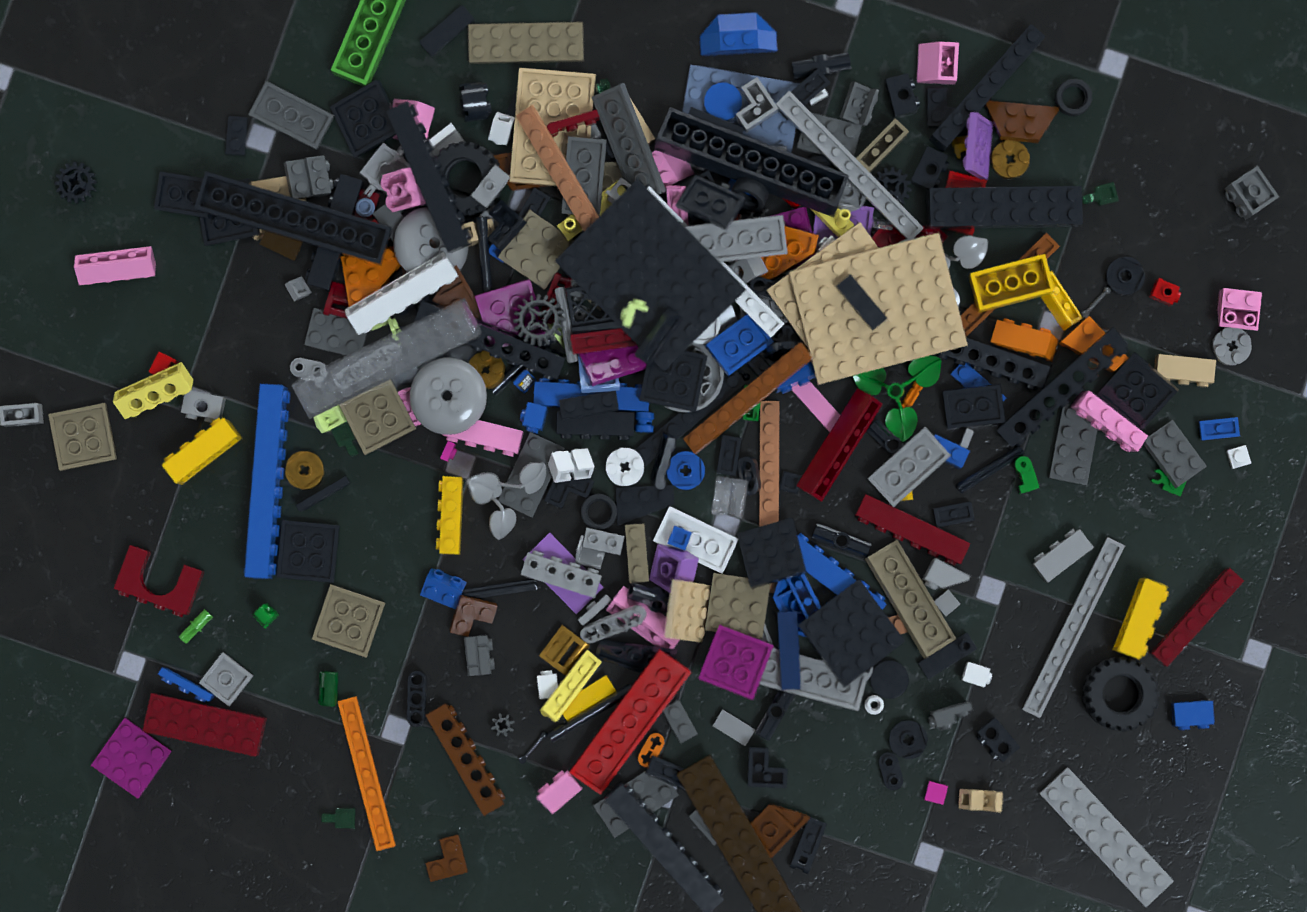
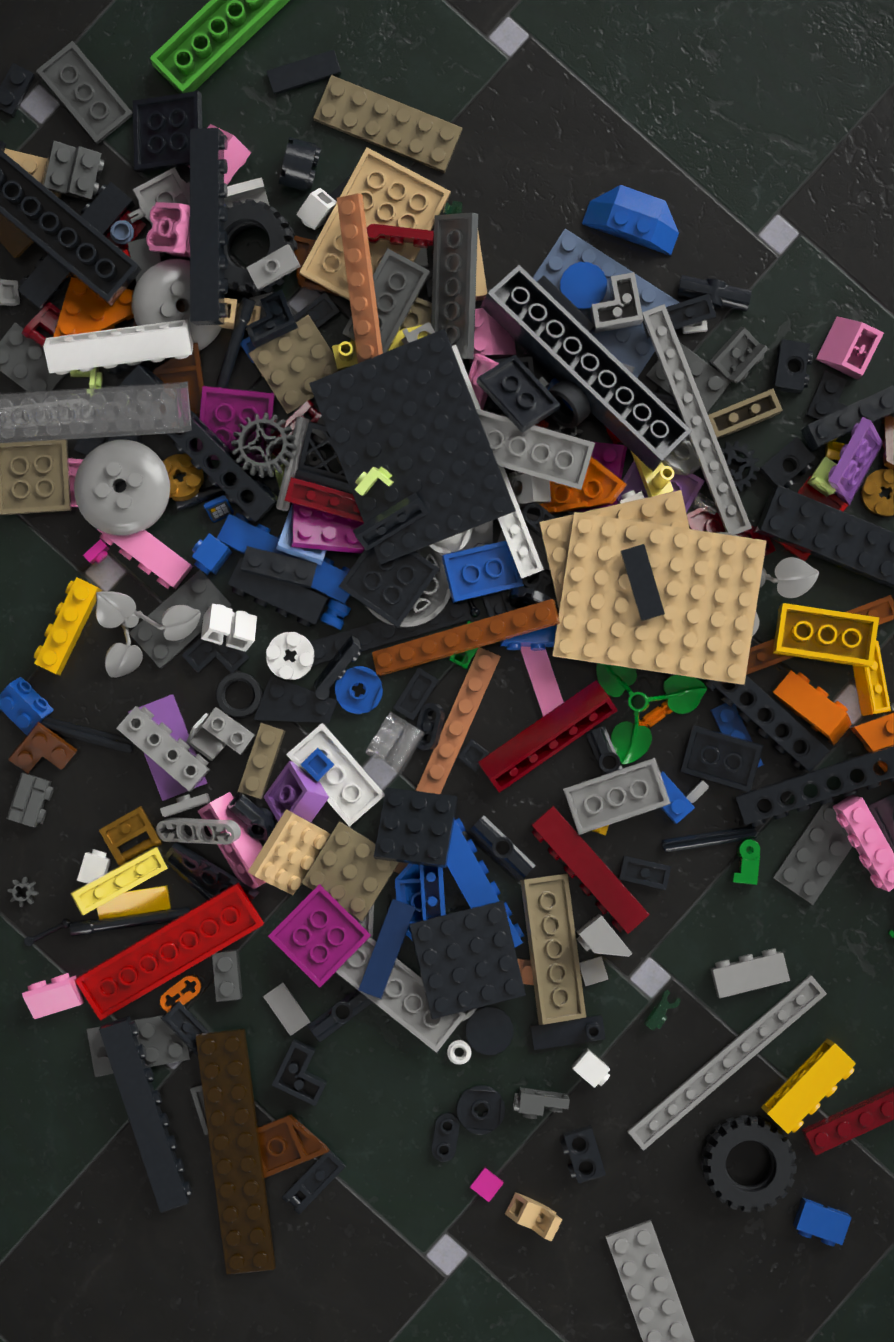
camera: 20 degrees right, 0 degrees up
(957, 169) = (820, 478): none -> yellowish green bracket
(1008, 615) = (657, 1016): none -> clear green plate

